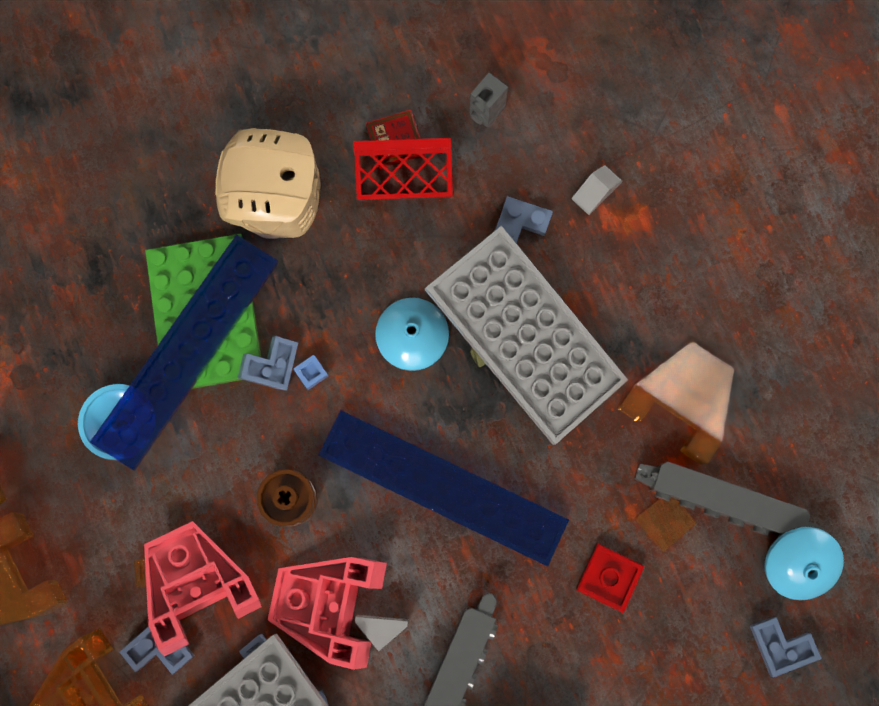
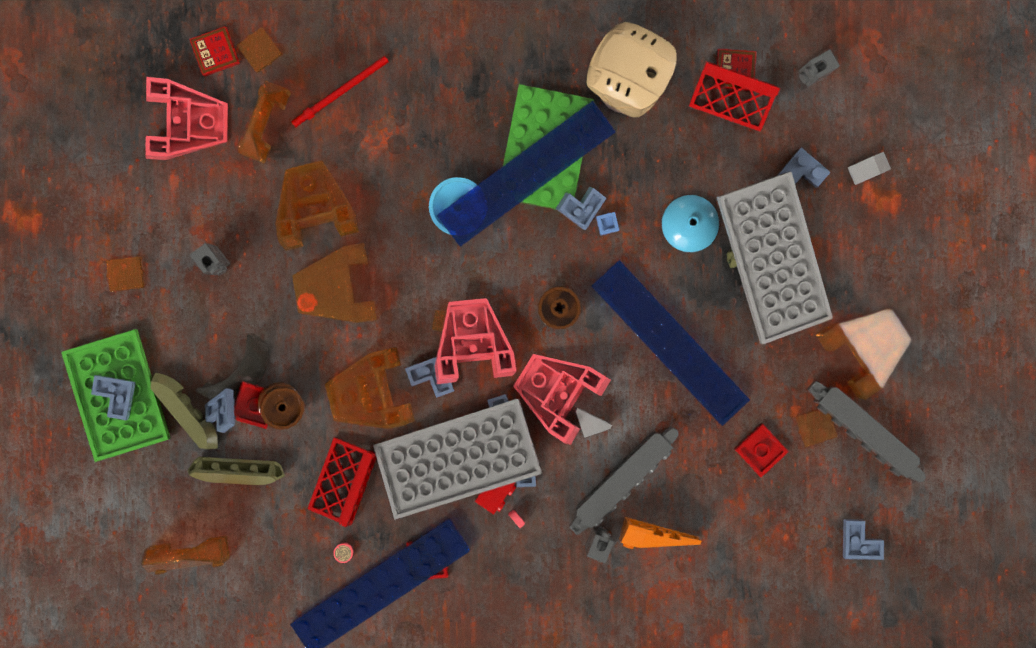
camera: 20 degrees right, 10 degrees up
(797, 554) = (900, 485): medium azure dish -> none

